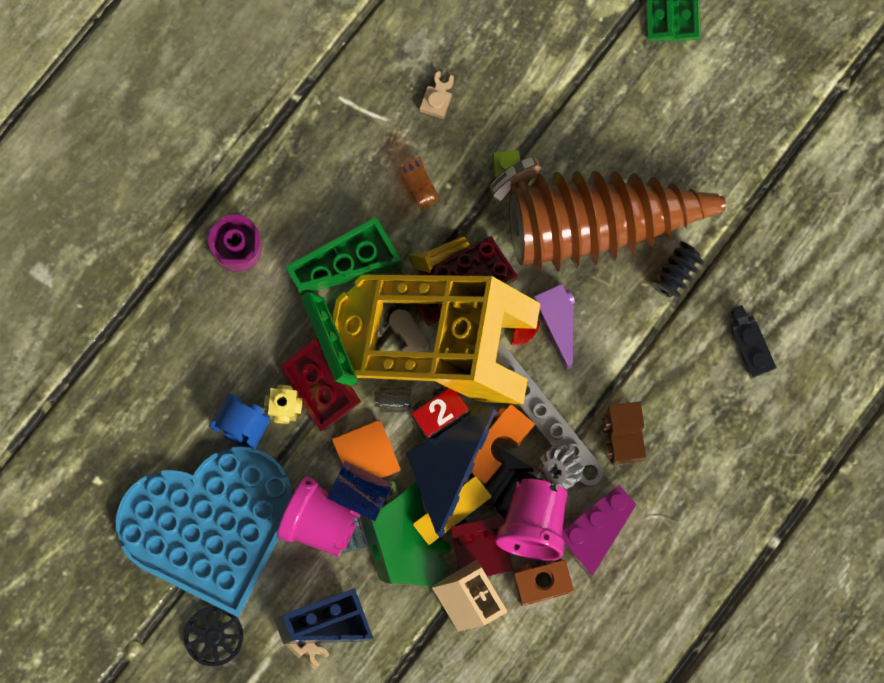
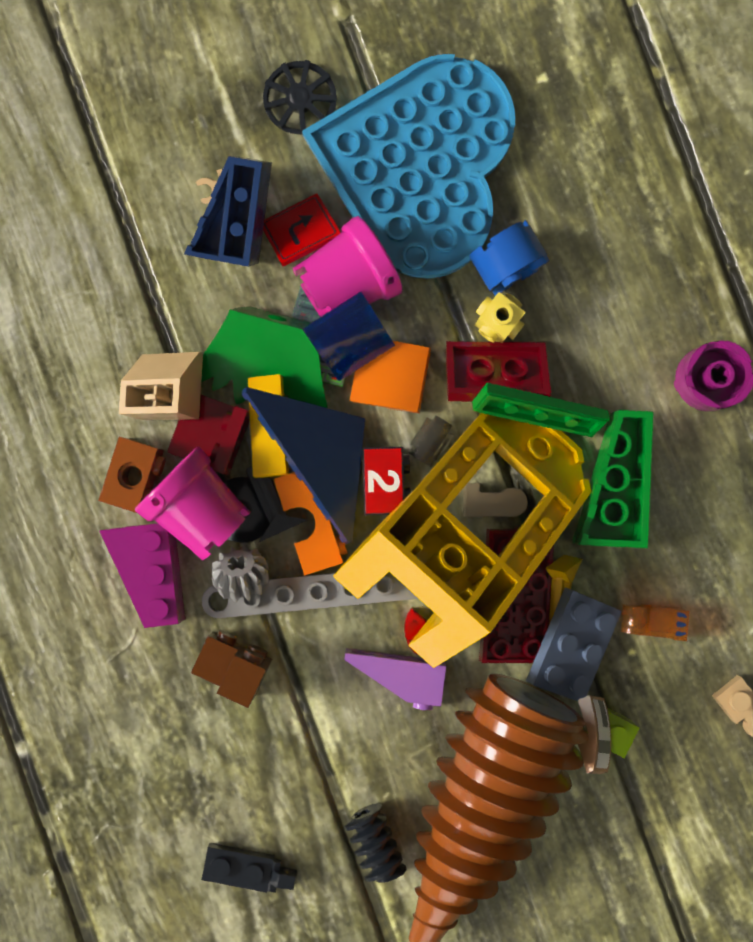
camera: 120 degrees right, 10 degrees up
(305, 574) = (300, 229): none -> red piece
(467, 225) = (573, 645): none -> sand blue plate

